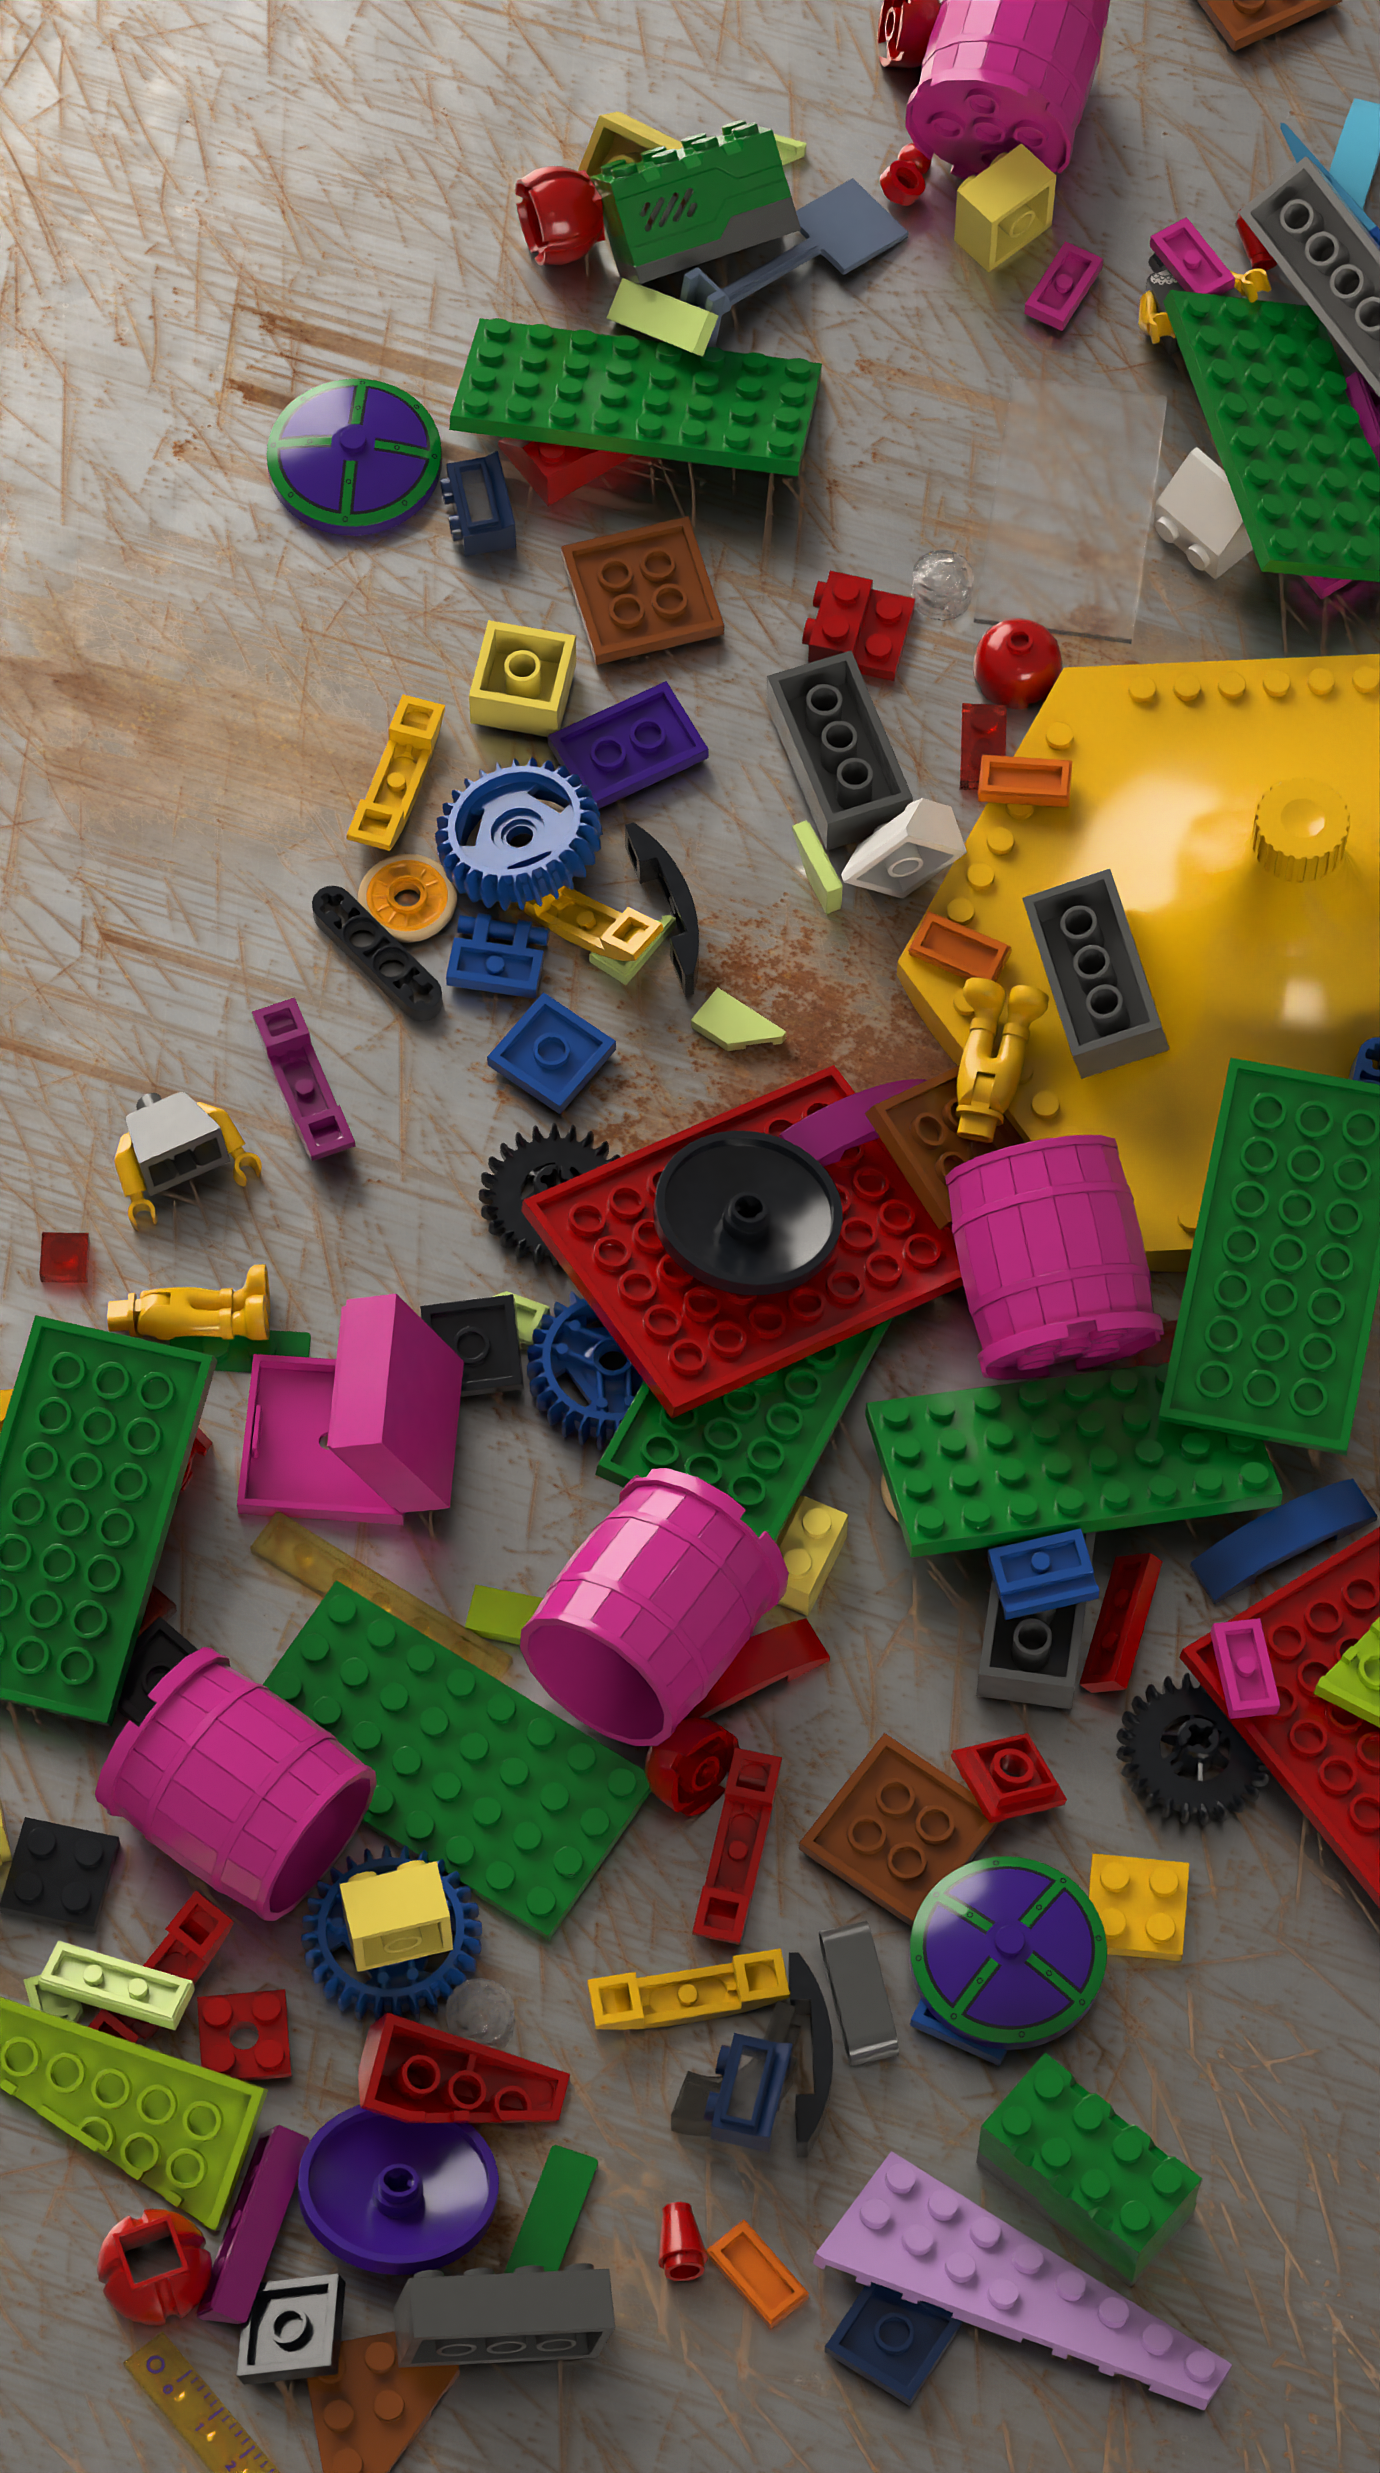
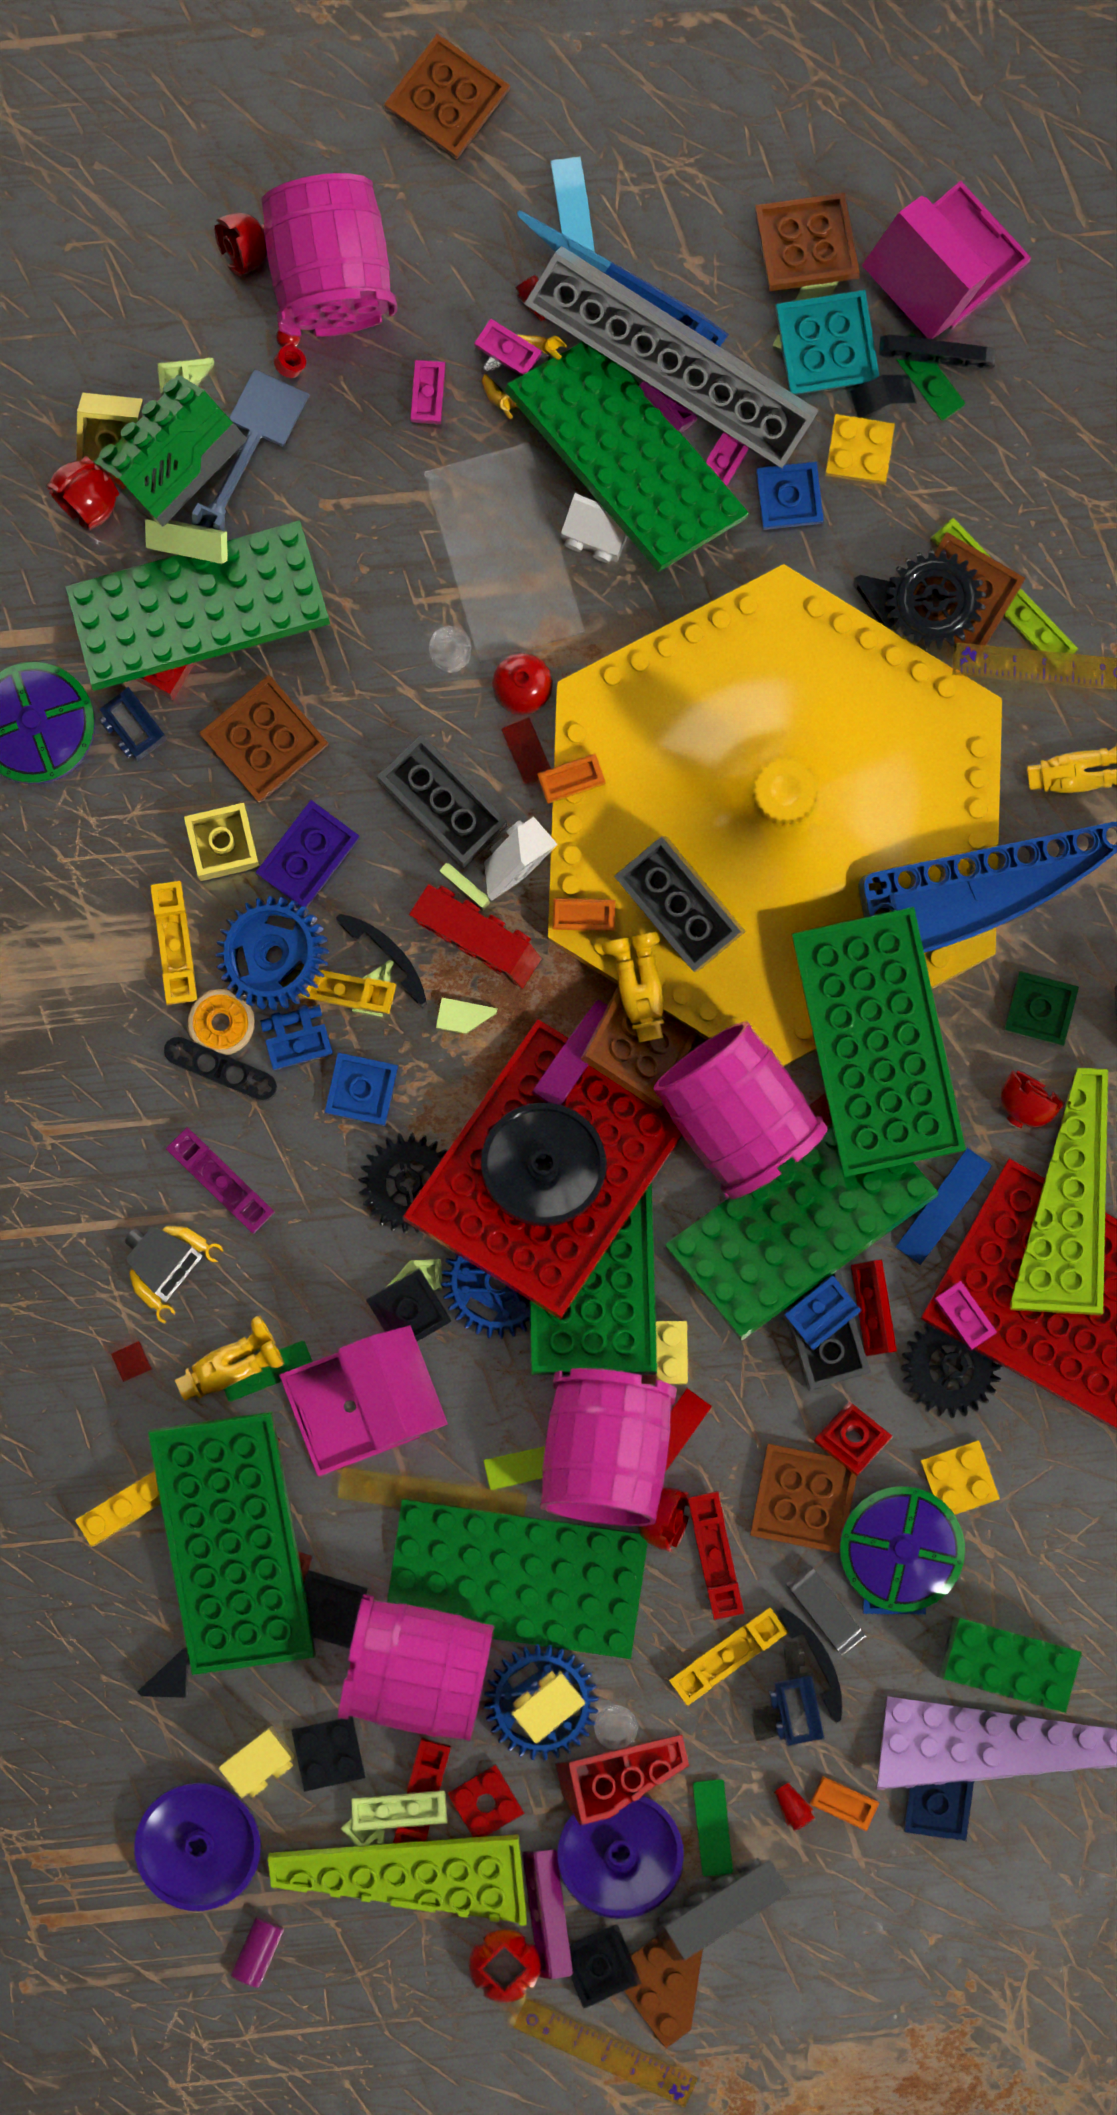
camera: 30 degrees left, 20 degrees up
(805, 929) = (476, 934): none -> red wedge
(859, 621) = (411, 702): red plate -> none
(1004, 207) = (366, 356): light yellow brick -> none

